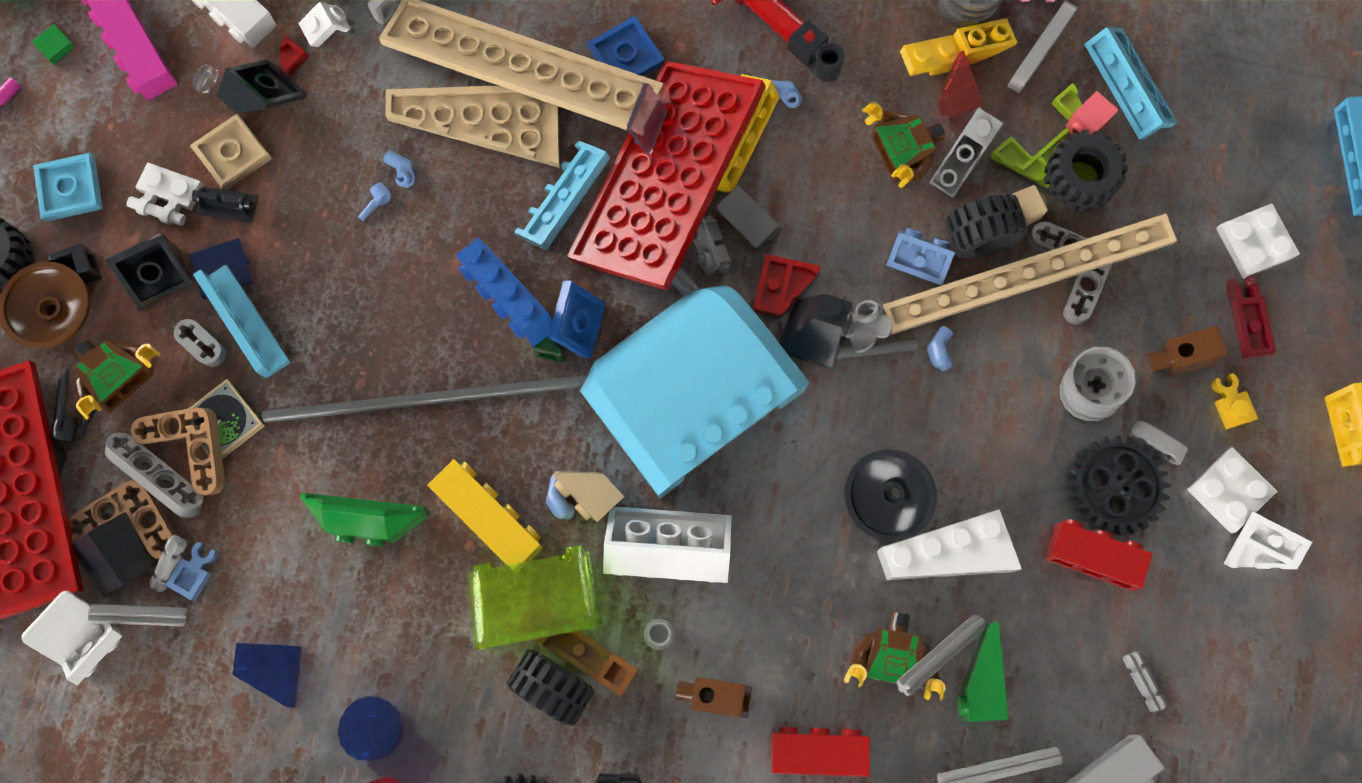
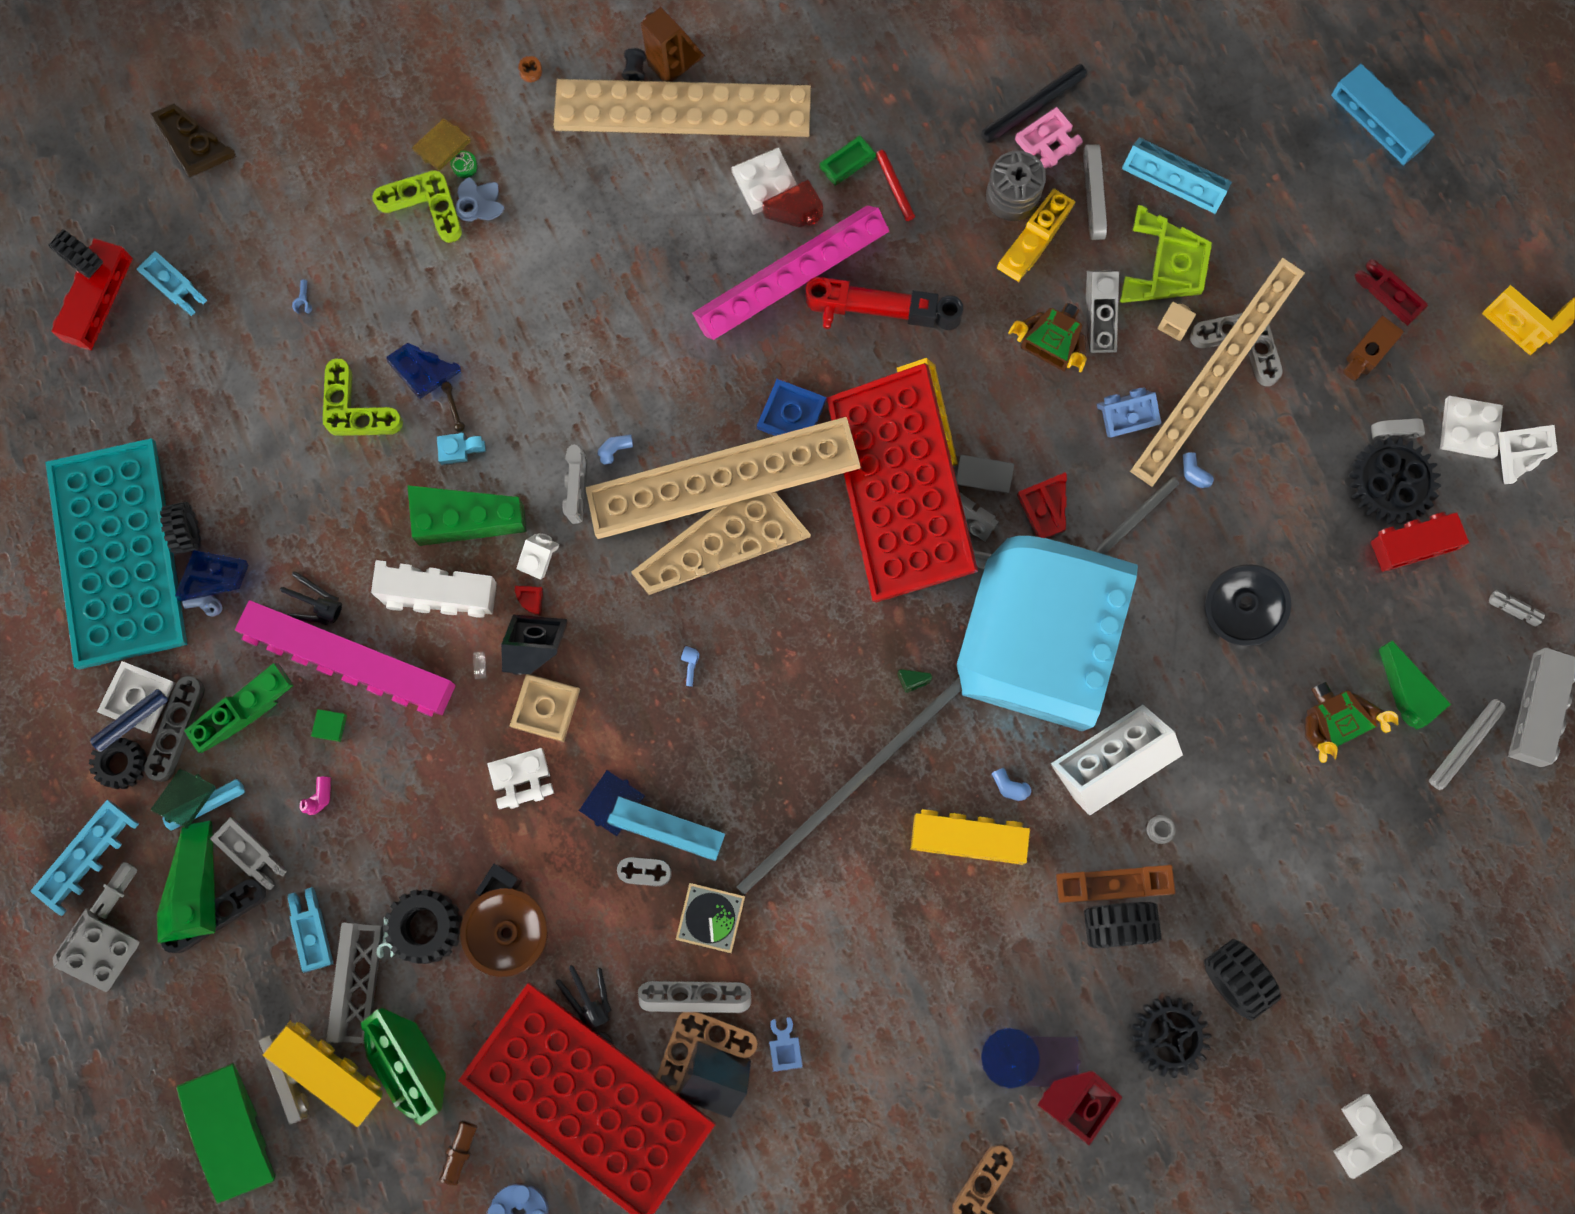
camera: 35 degrees left, 0 degrees up
(67, 187) = (438, 829): medium azure plate -> none
(69, 638) = (739, 1161): white bracket -> none
(110, 373) = (598, 945): torso -> none
(137, 615) = (771, 1109): light grey axle -> none
(150, 270) = (564, 845): black slope -> none
(167, 562) = (763, 1053): light grey axle -> none
(195, 437) = (705, 943): medium nougat beam -> none
(225, 204) = (576, 750): black hinge -> none
(269, 669) = (900, 1073): clear blue wing -> none
(363, 519) = (880, 909): green wedge -> none
(403, 166) = (692, 622): medium blue arm -> none
(506, 292) = (854, 660): blue brick -> none
(534, 599) = (1057, 873): clear neon green windscreen -> none
(564, 196) = (833, 556): medium azure hinge -> none
(577, 319) = (922, 642): blue tile -> none
(590, 490) = (1033, 762): tan slope -> none
(647, 118) = (859, 452): piece -> none
(728, 700) = (1252, 836): reddish brown torso -> none
(788, 93) = (939, 357): medium blue arm -> none
(817, 329) = (1100, 520): black slope -> none
(820, 752) = (1340, 827): red brick -> none
(867, 325) = (1133, 497): light grey plate -> none
(941, 655) = (1372, 693): light grey axle -> none
(959, 89) = (1063, 267): clear red slope -> none
(963, 548) = (1322, 608): white wedge -> none
(986, 226) = (1164, 357): black tyre -> none
(1092, 115) = (1175, 222): coral brick -> none
(1097, 153) = (1208, 248): black tyre -> none
(1108, 373) = (1330, 405): light grey wheel -> none
(1234, 407) = (1428, 365): yellow plate -> none
(1257, 241) = (1353, 231): white plate -> none

